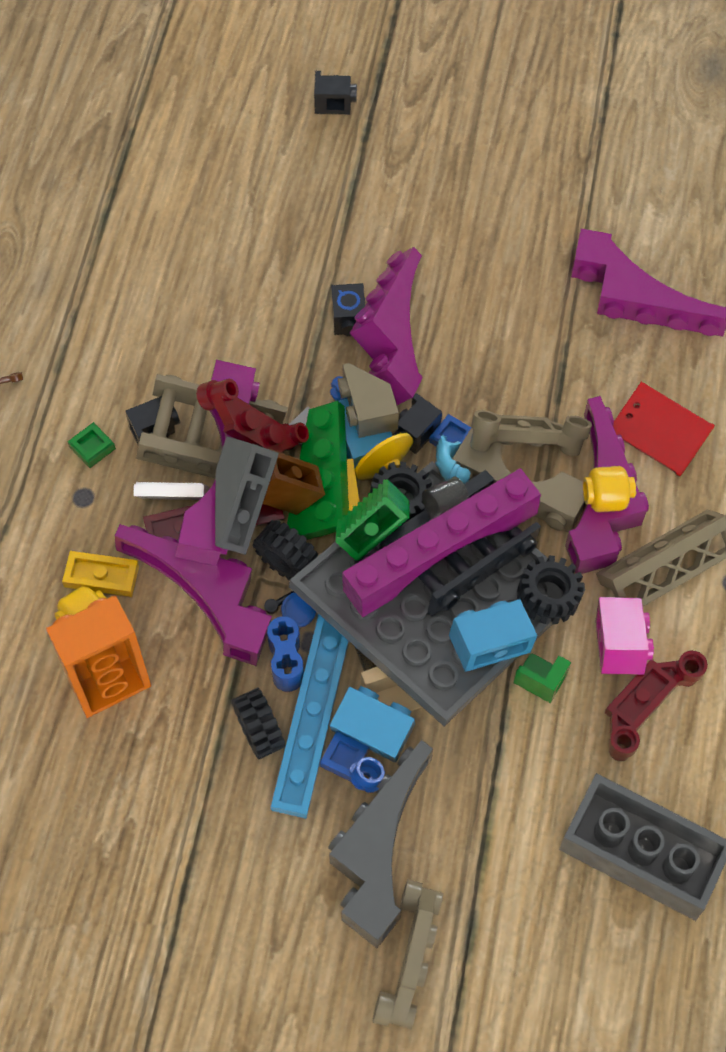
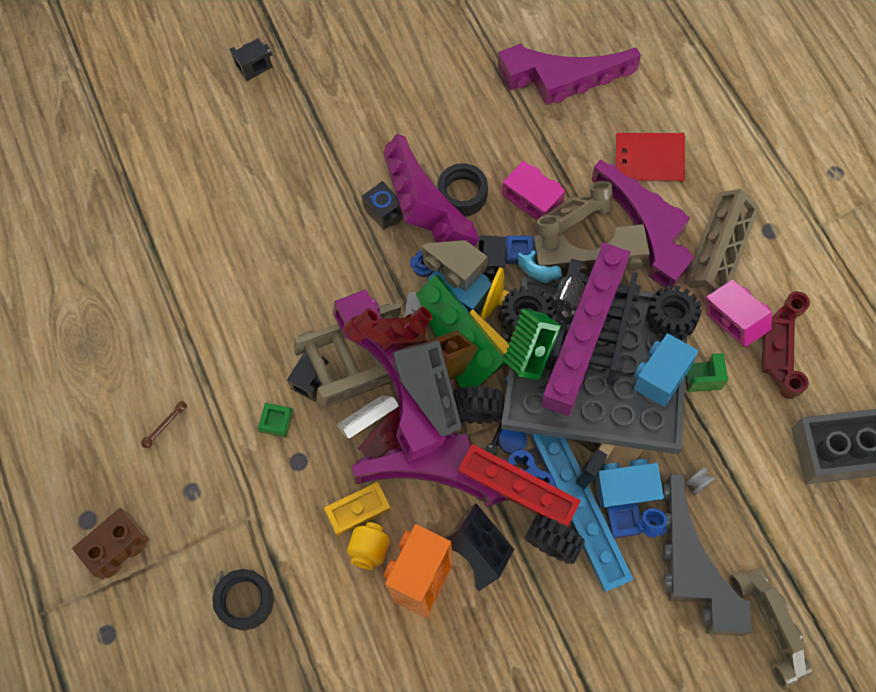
camera: 30 degrees left, 5 degrees up
(181, 677) = (481, 546): none -> black piece
(259, 647) = (518, 485): none -> red plate
(340, 682) = (591, 469): none -> black tile
(445, 322) = (467, 172): none -> black tyre
(450, 771) = (700, 481): none -> light grey bush
(509, 384) = (532, 190): none -> dark pink brick
(608, 489) = (661, 219): yellow head -> none

